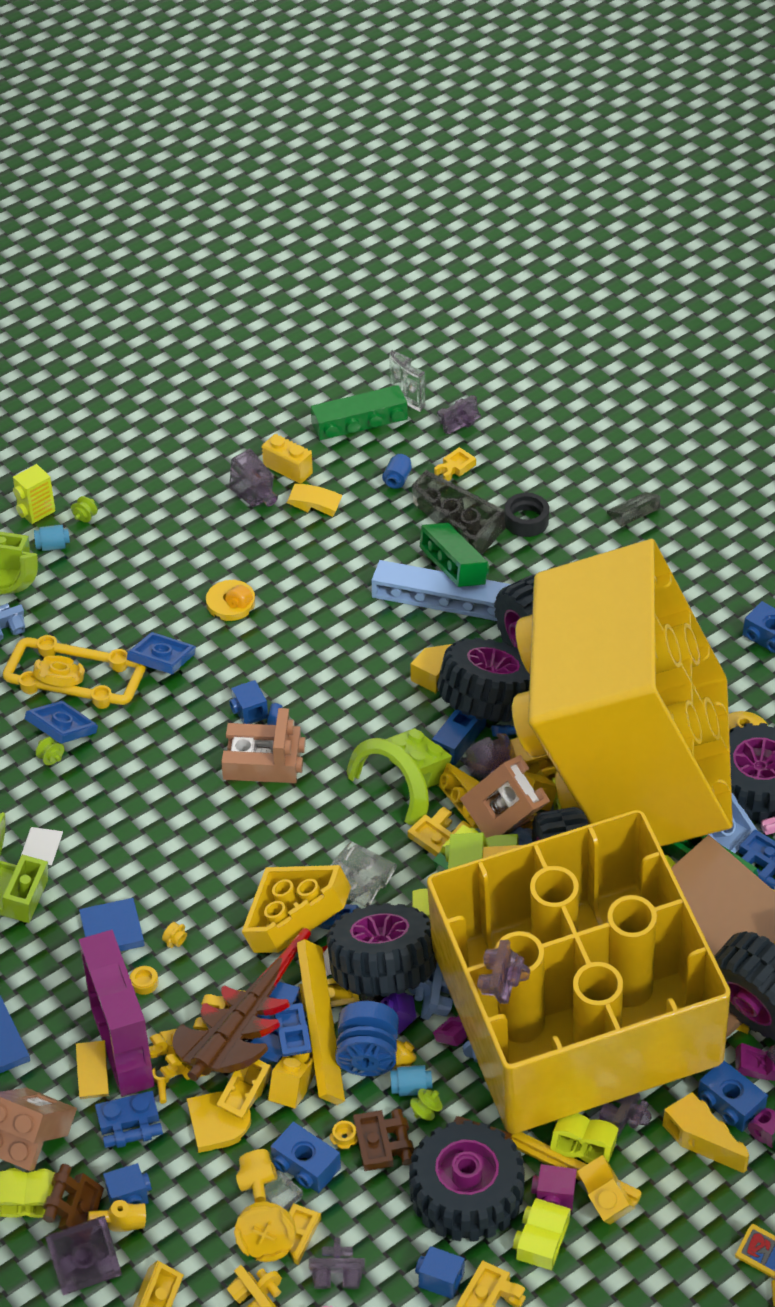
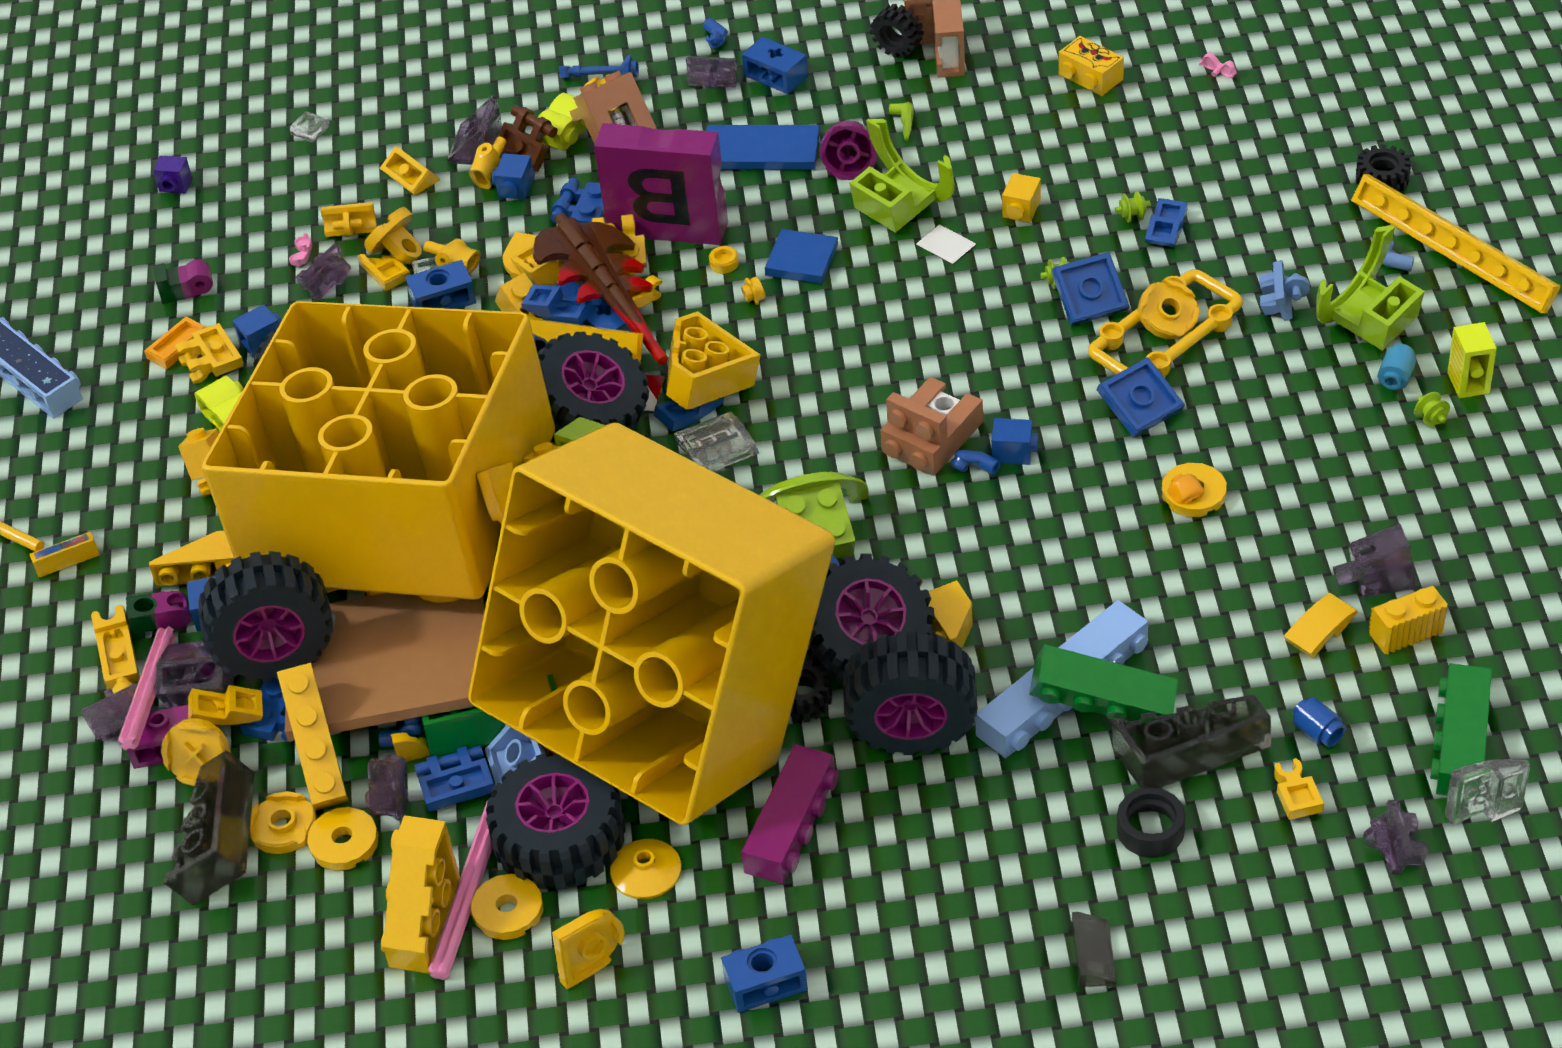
camera: 125 degrees right, 0 degrees up
(507, 972) = (371, 314): hips -> none

